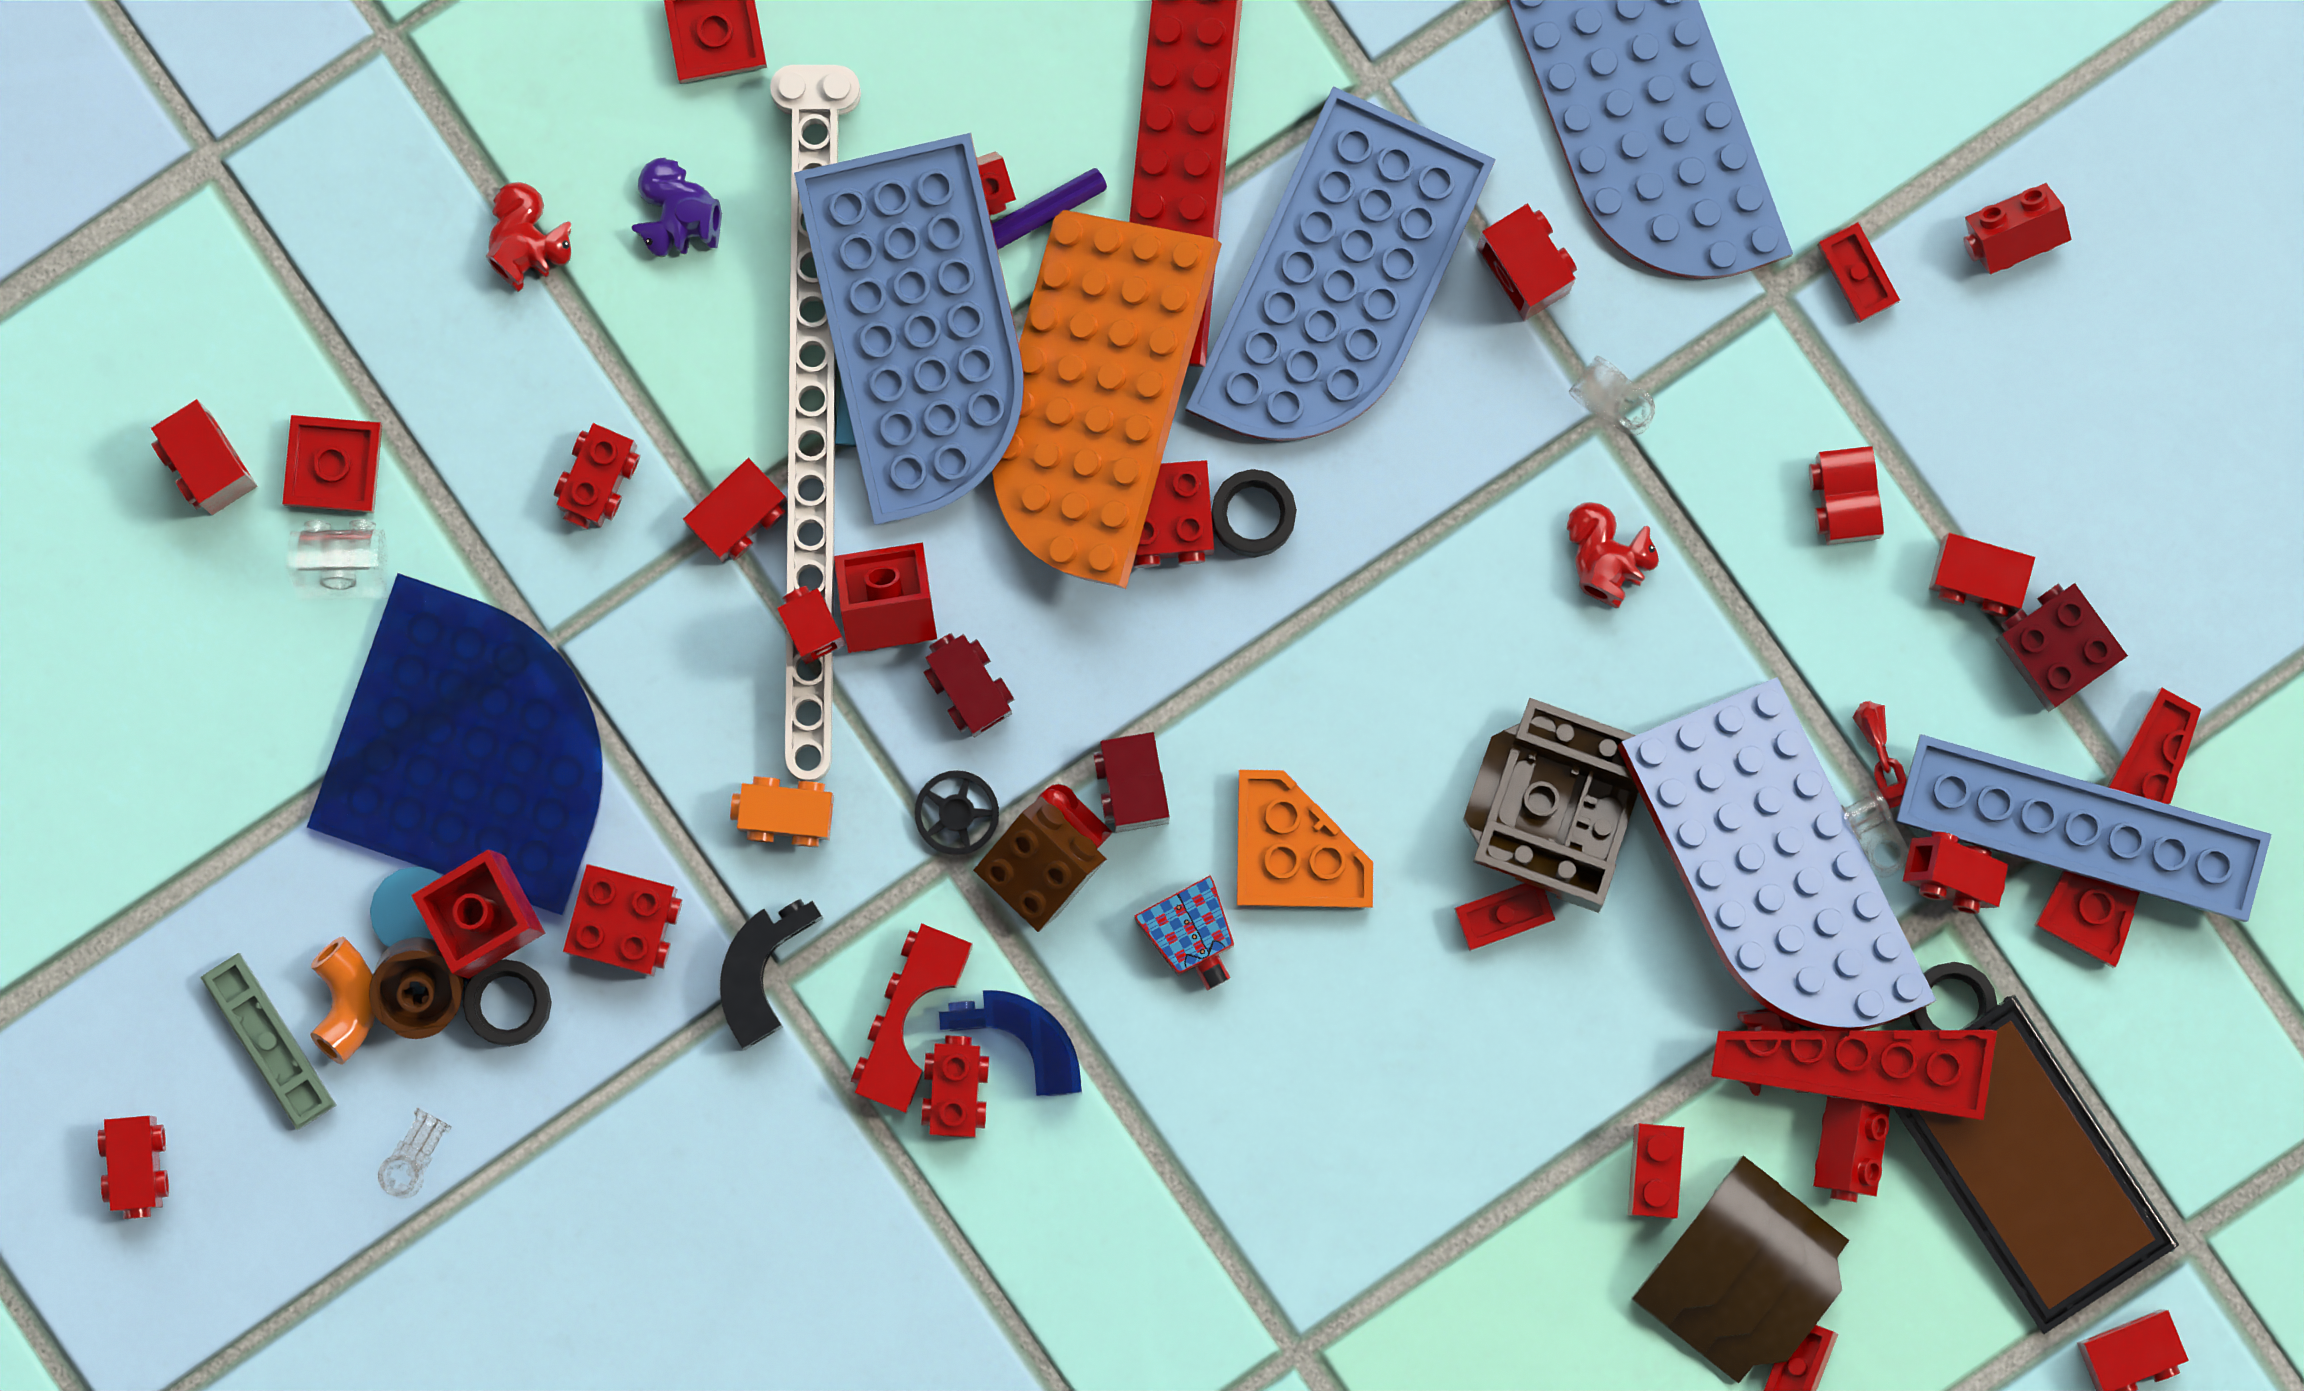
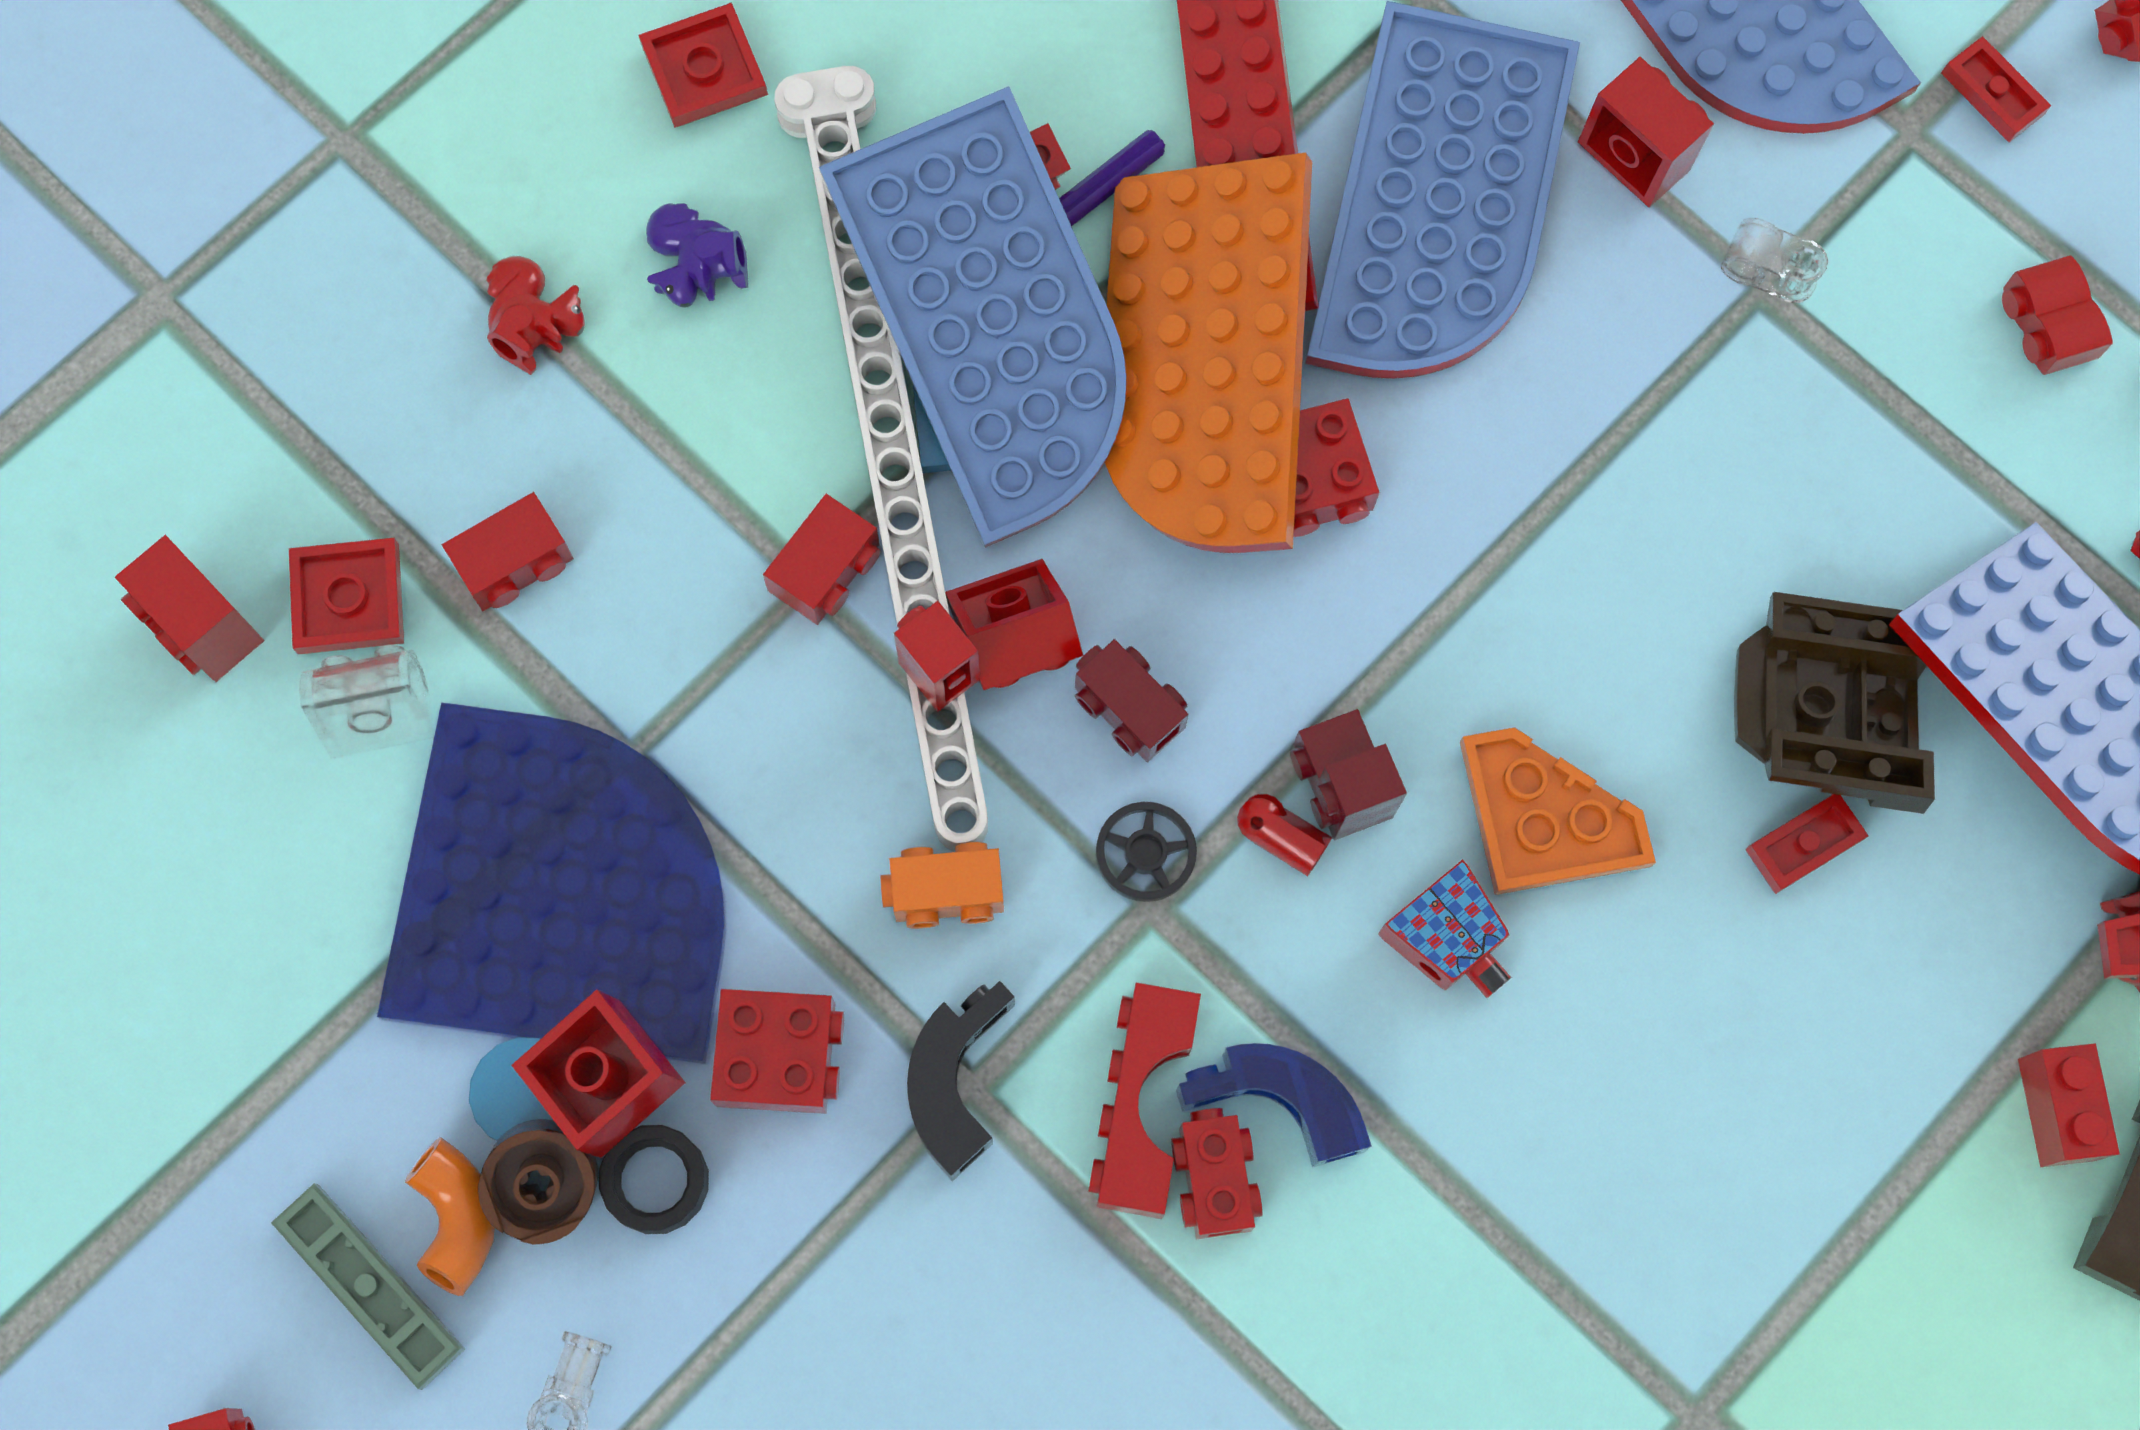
camera: 10 degrees left, 10 degrees down
(474, 454) = (508, 552): none -> red brick
(591, 486) = (654, 551): red brick -> none
(1040, 864) = (1261, 884): reddish brown brick -> none
(1257, 479) = (1437, 429): black tyre -> none
(1601, 560) = (1809, 435): red animal -> none

